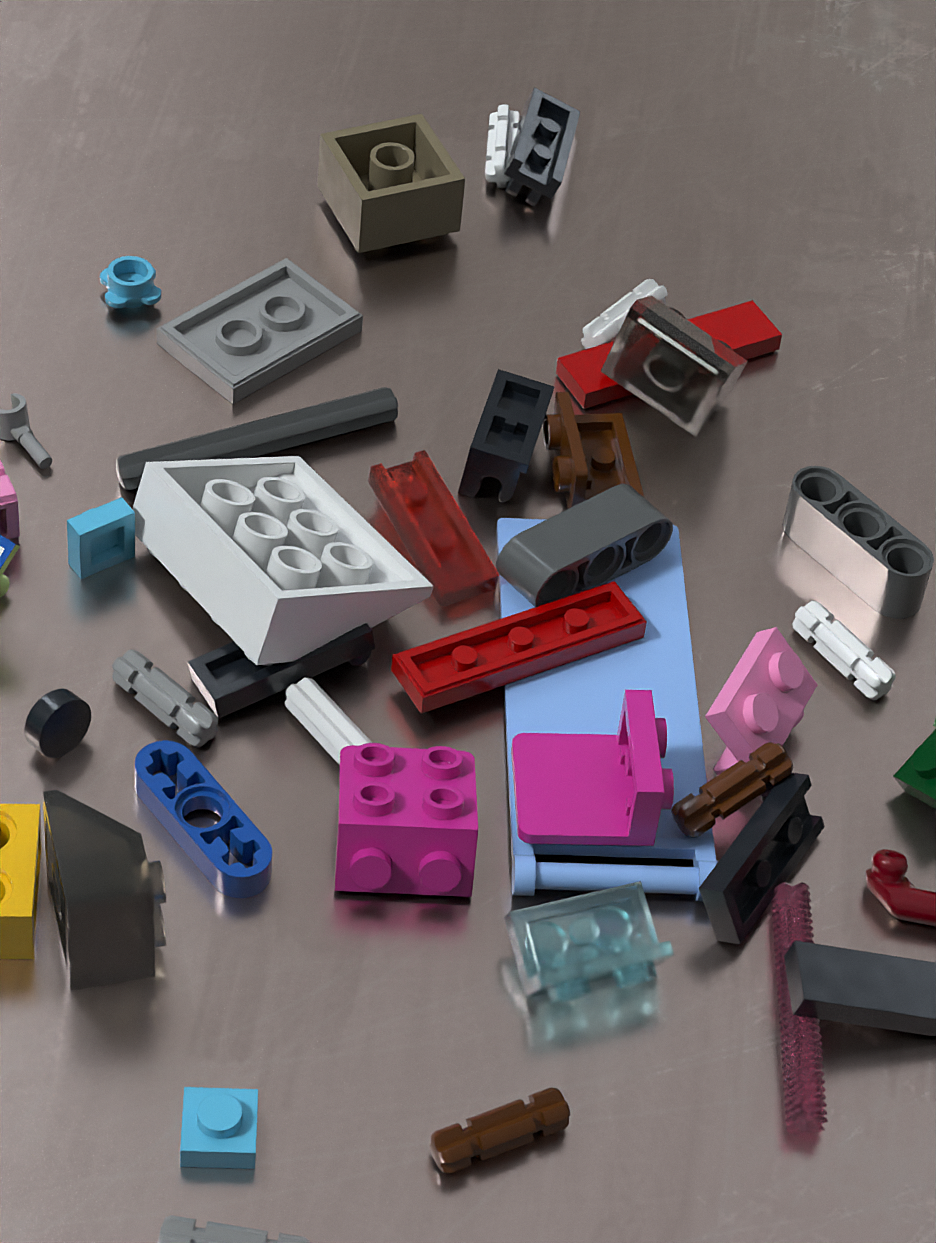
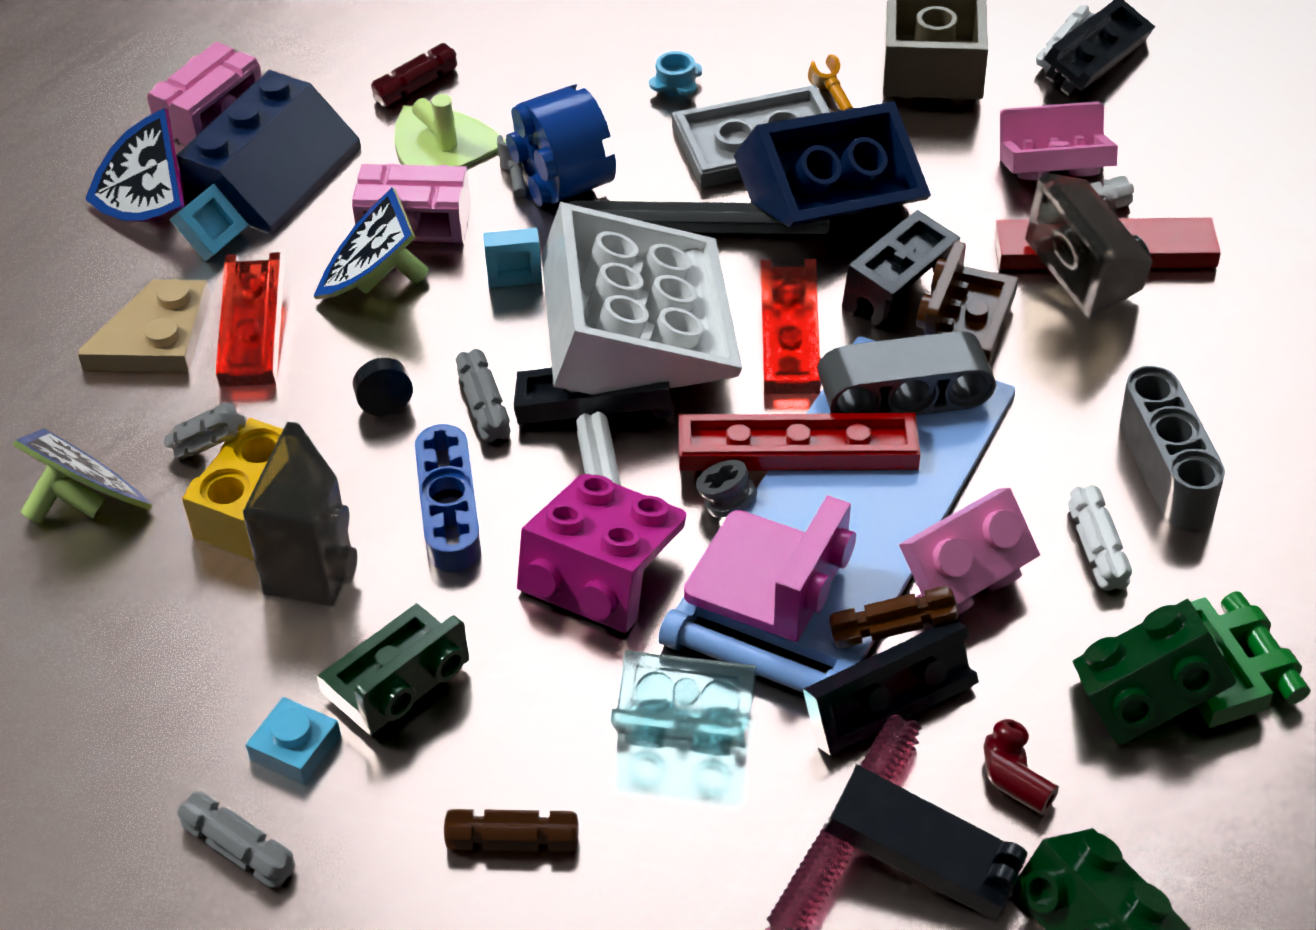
camera: 35 degrees right, 0 degrees up
(83, 396) = (561, 144): none -> blue brick
(281, 1013) = (396, 667): none -> dark green bracket
(296, 235) = (830, 80): none -> light orange hand
(379, 347) = (831, 165): none -> dark blue slope
(492, 727) = (726, 488): none -> dark grey bush
(565, 259) = (1055, 139): none -> bright pink bracket

